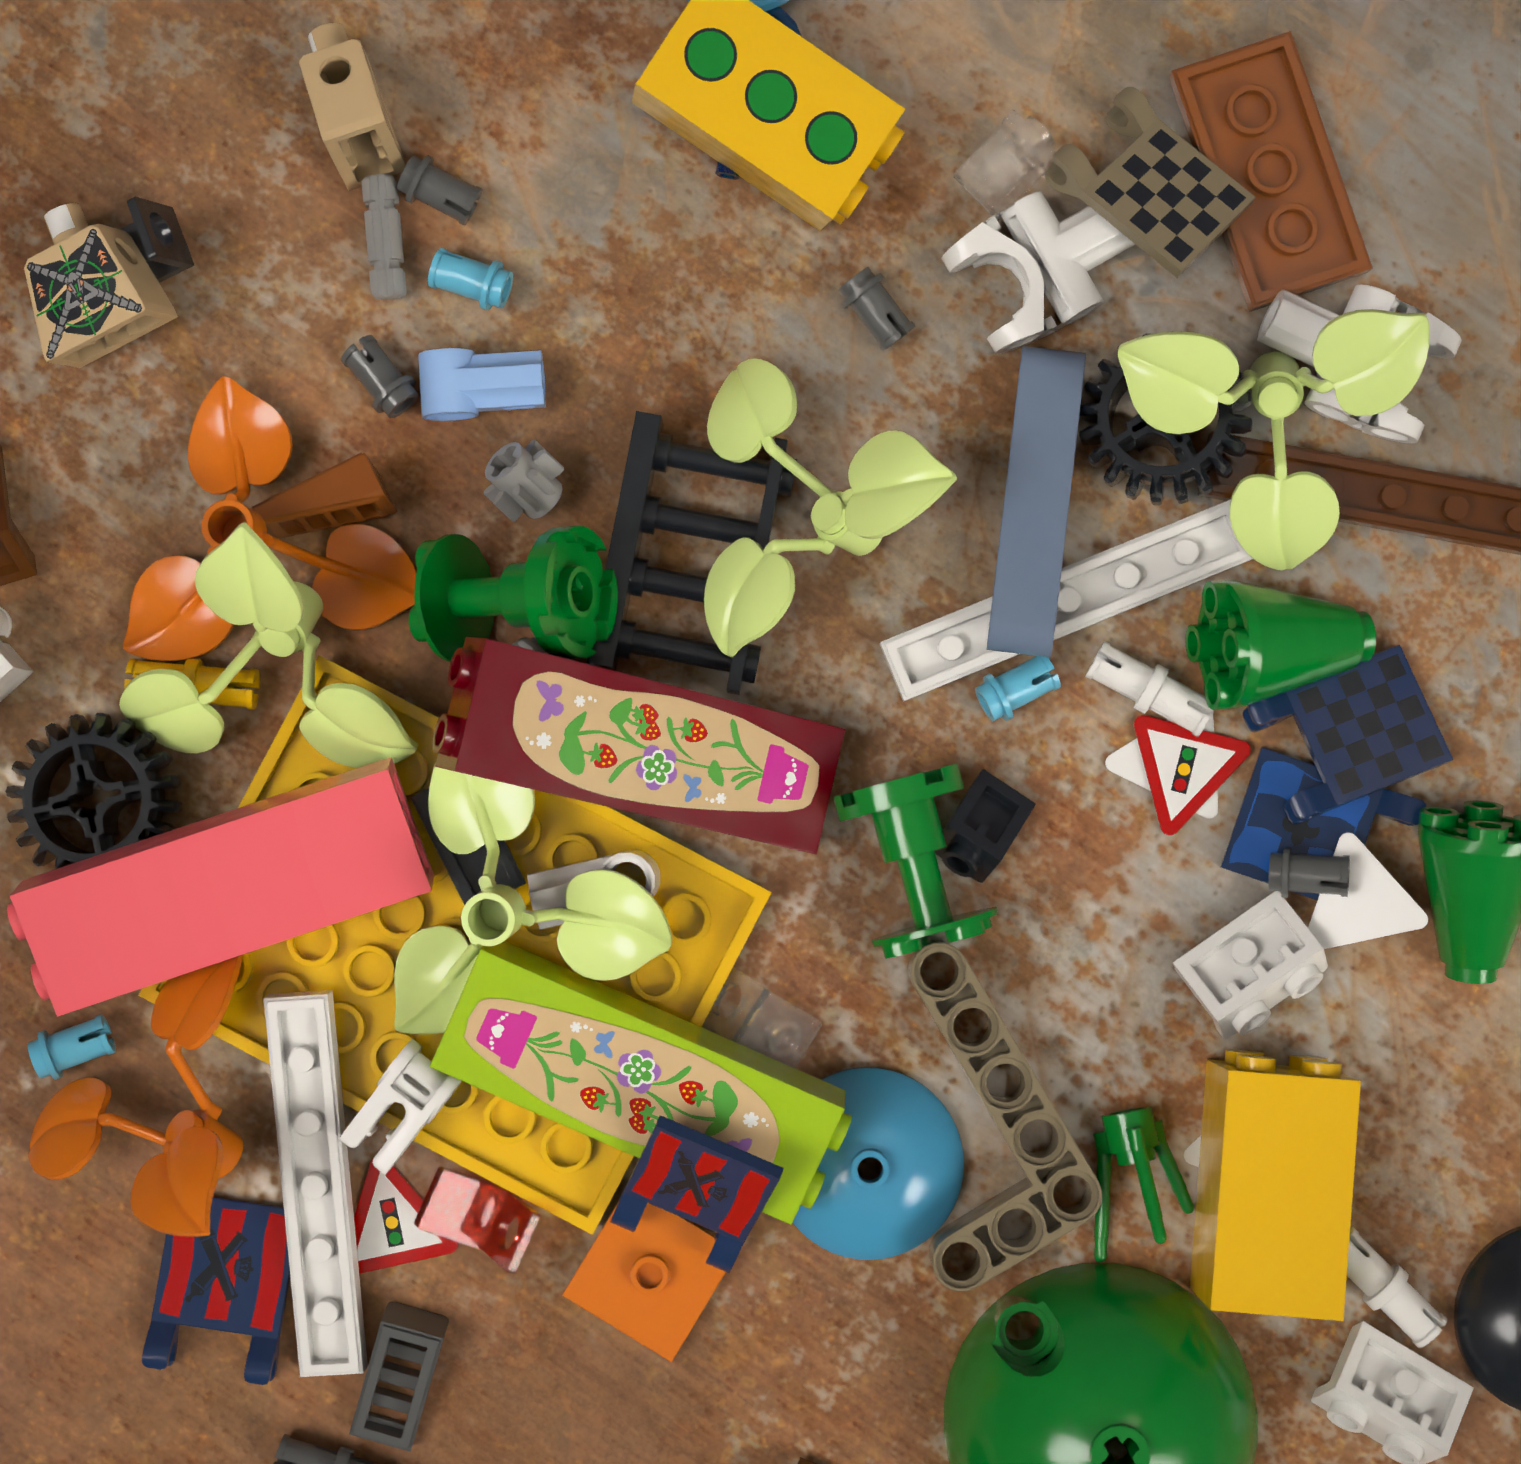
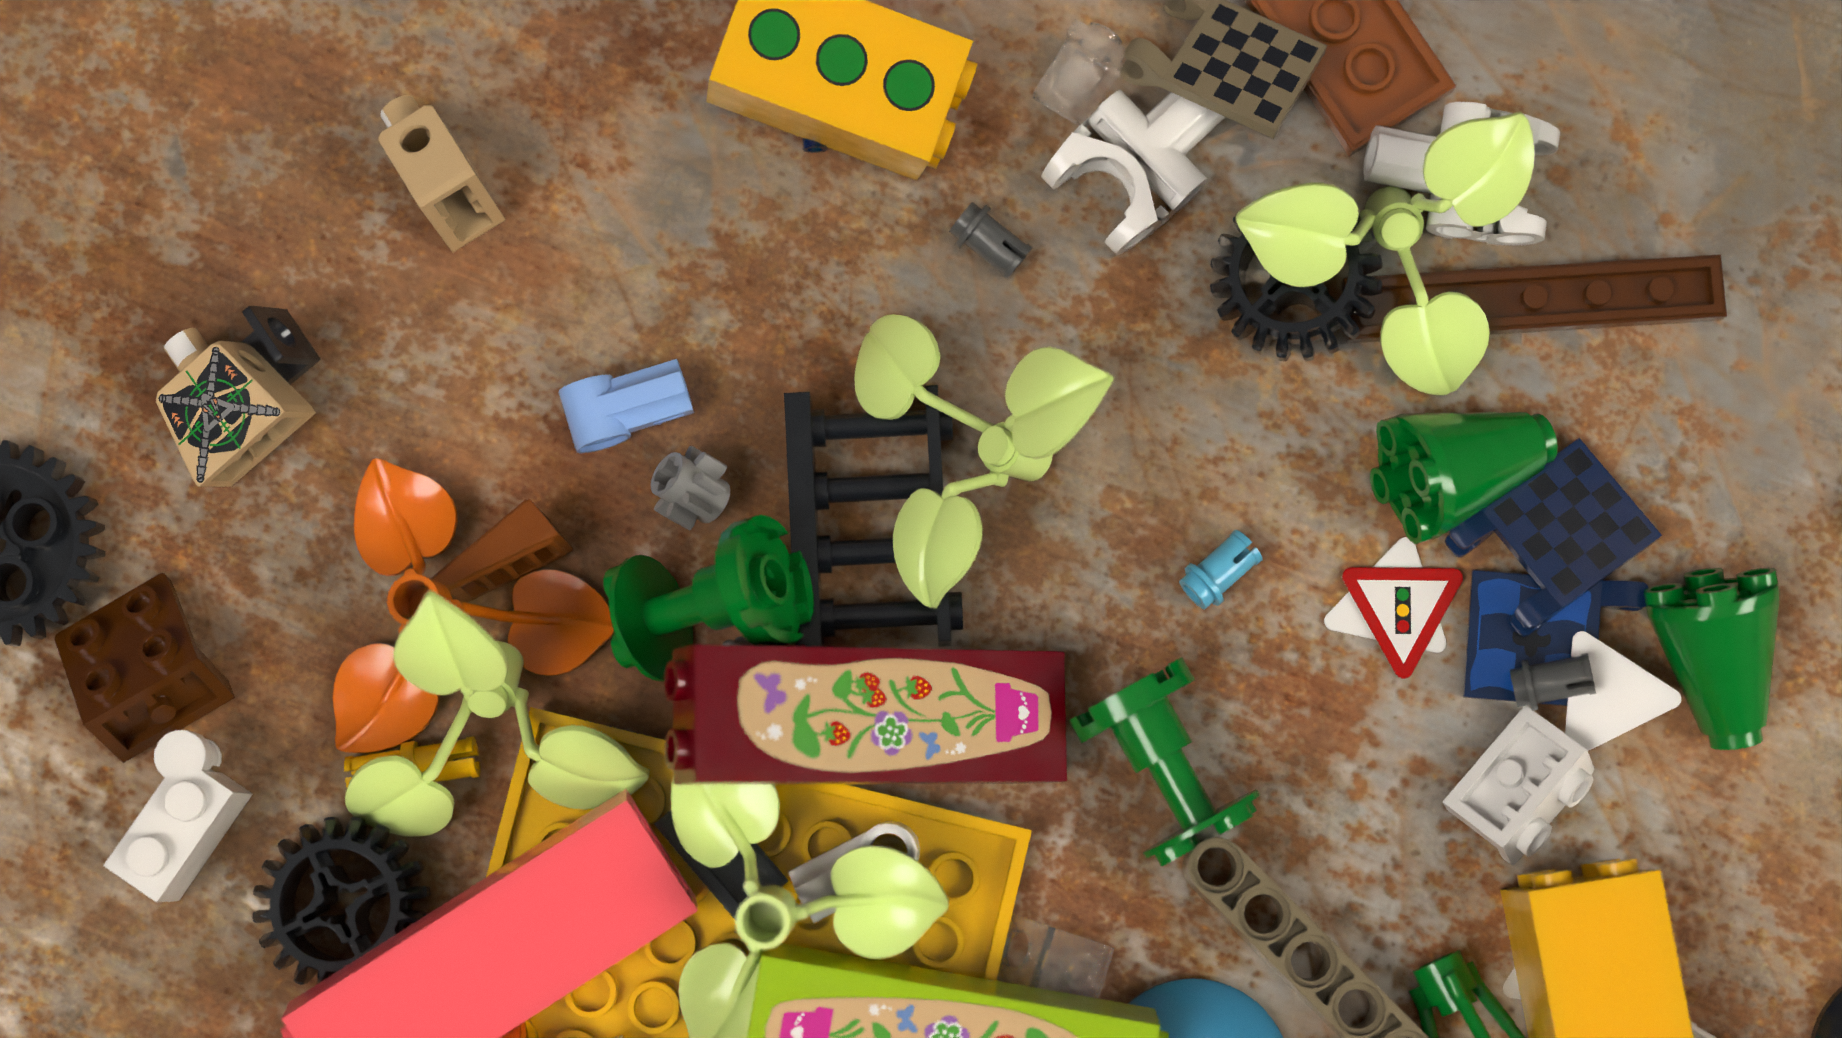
camera: 10 degrees left, 5 degrees down
(380, 377) = (527, 423): dark grey pin -> none
(384, 237) = (498, 288): light grey axle -> none
(438, 189) = (540, 229): dark grey pin -> none
(471, 278) = (592, 307): medium azure pin -> none
(983, 827) = (1223, 715): black bracket -> none
(1036, 501) = (1193, 387): sand blue beam -> none
(1087, 595) = (1243, 477): white tile -> none
(1150, 688) = (1349, 539): white pin -> none

